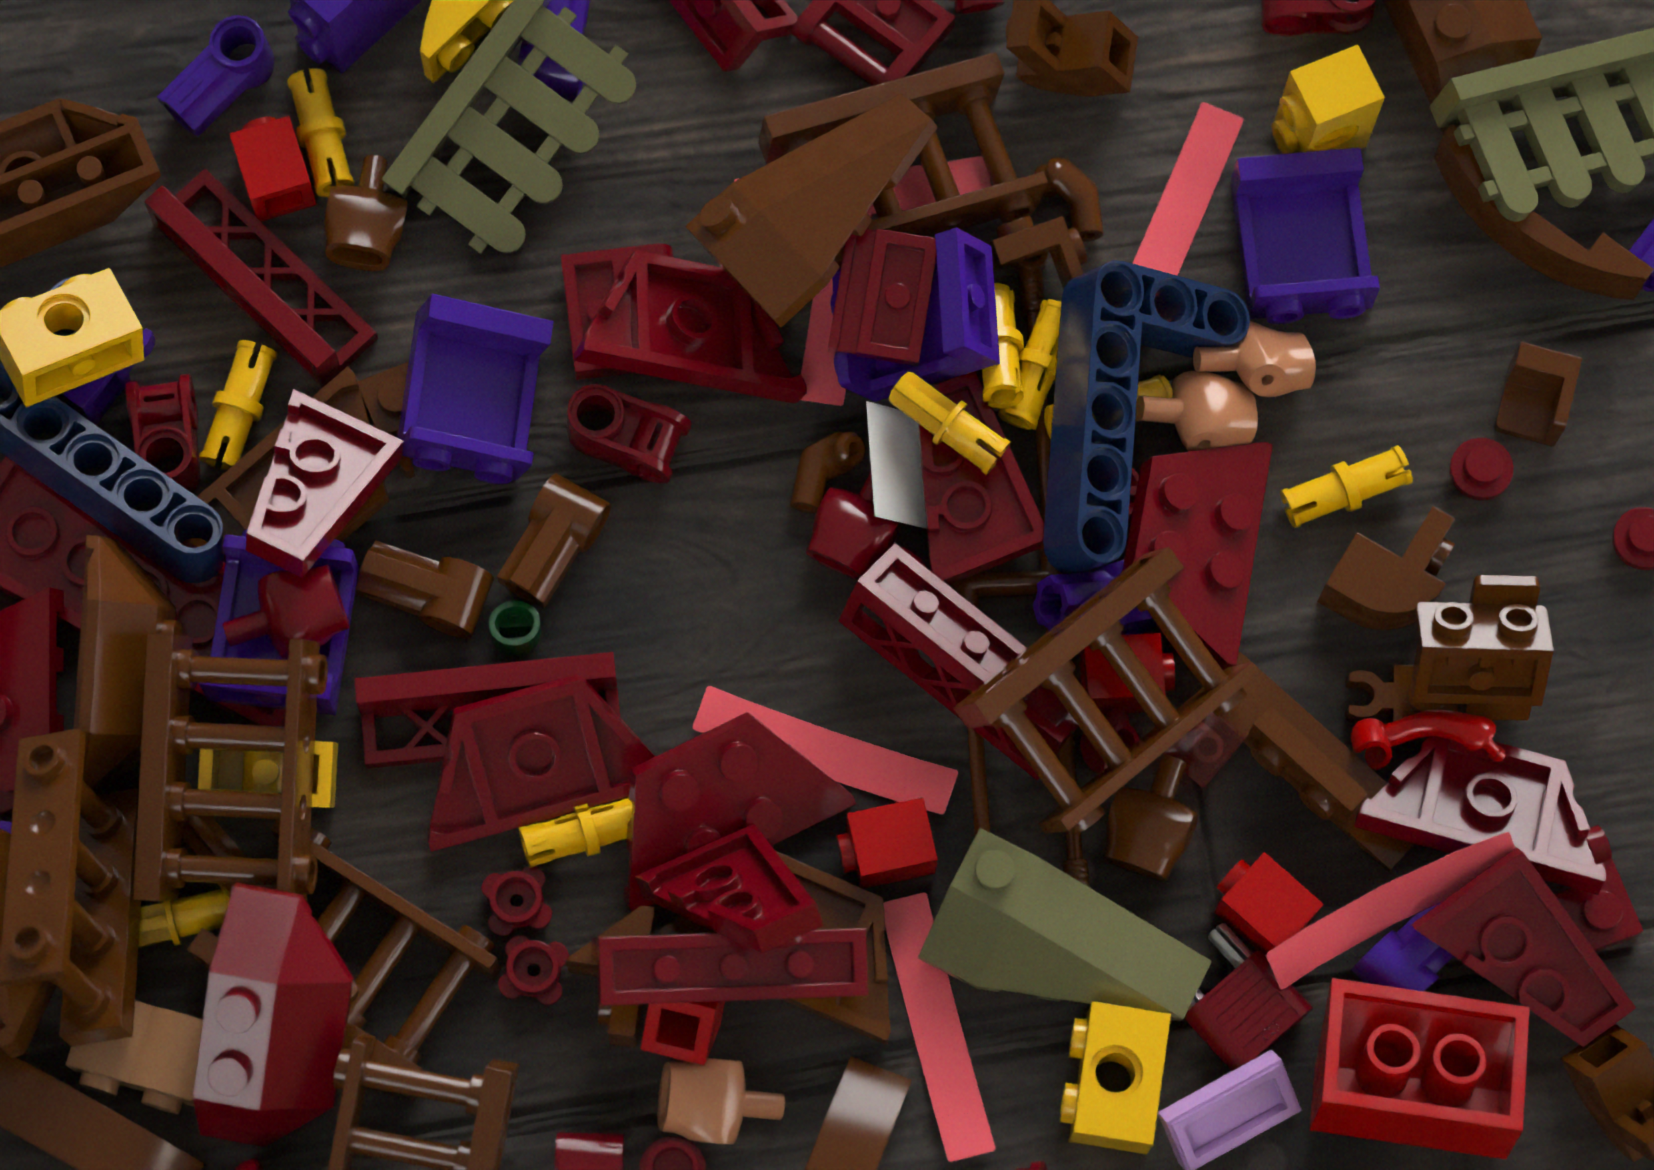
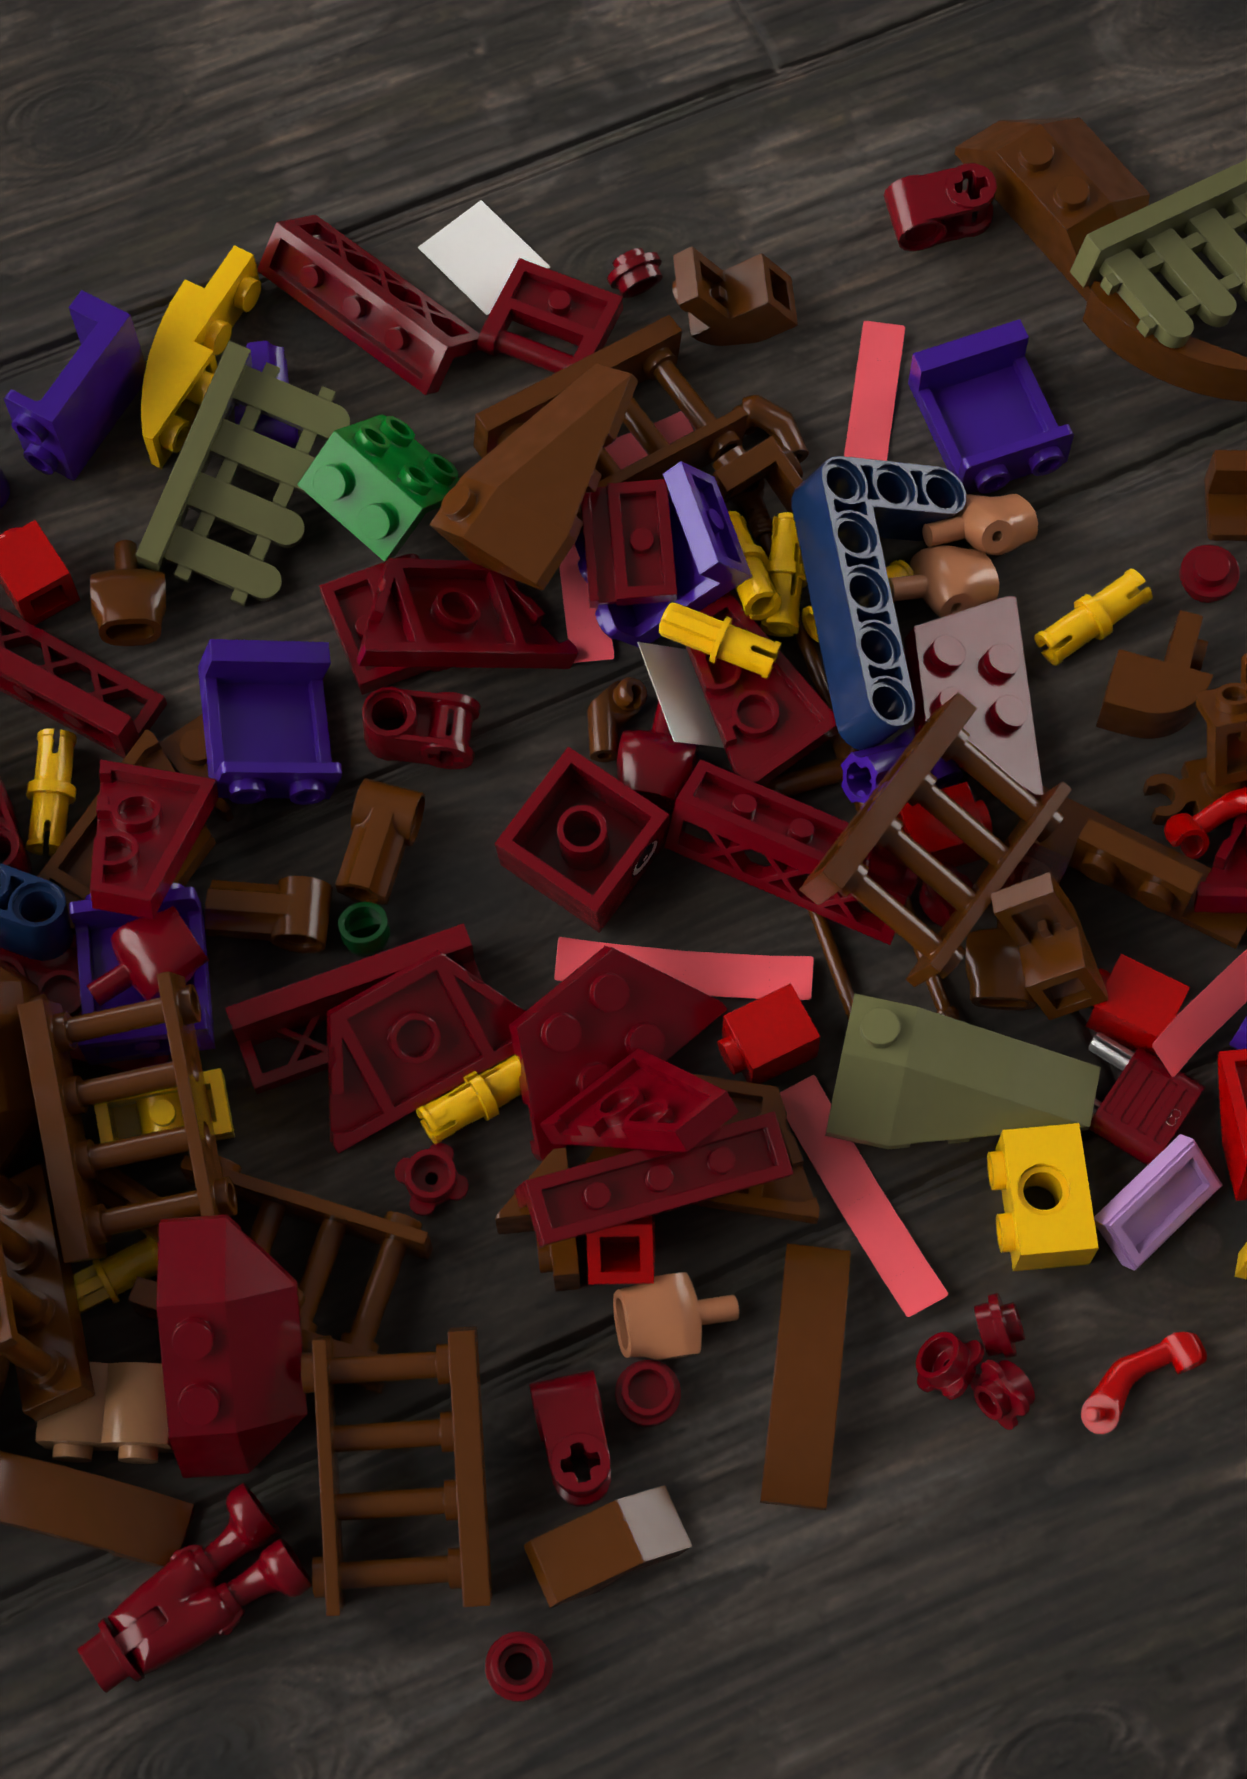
camera: 10 degrees left, 5 degrees down
(320, 131) = (66, 531): yellow pin -> none
(521, 956) = (451, 1226): dark red plate -> none
(651, 160) = (378, 481): none -> green bracket
(757, 594) = (583, 839): none -> dark red brick
(1194, 831) = (1051, 945): none -> reddish brown slope
(1328, 105) = (981, 286): yellow brick -> none

